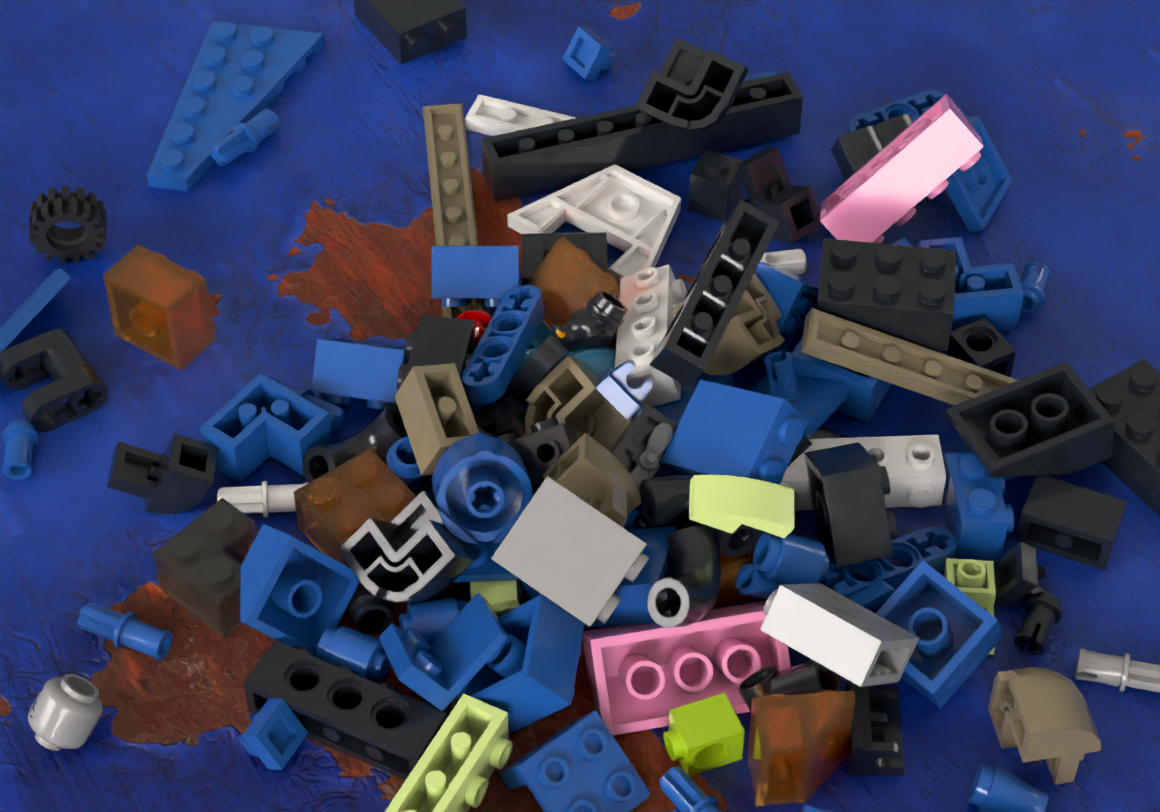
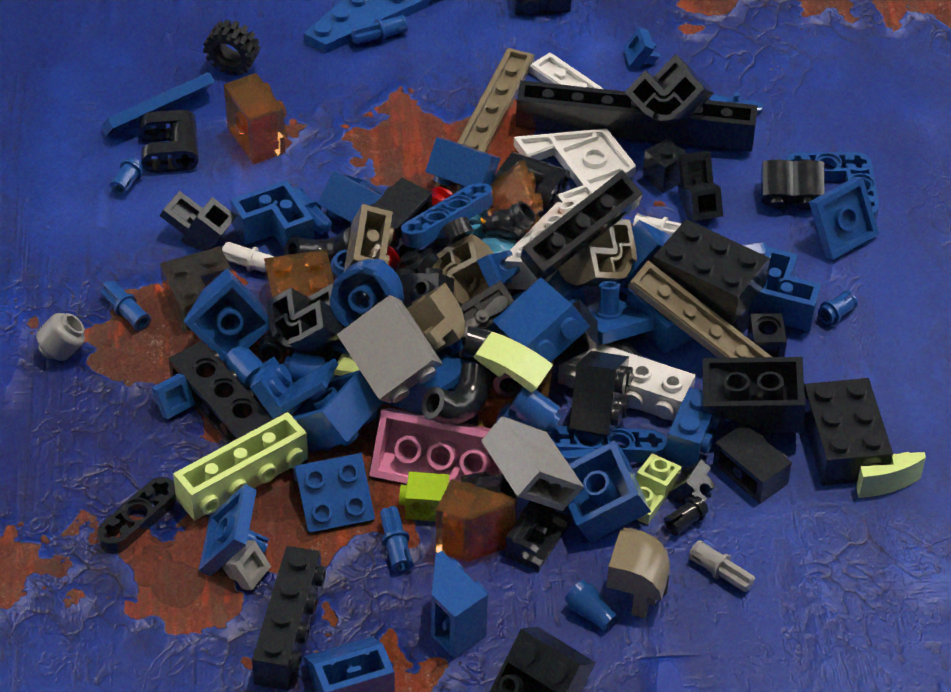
camera: 25 degrees right, 0 degrees up
(902, 175) = (781, 199): bright pink slope -> none

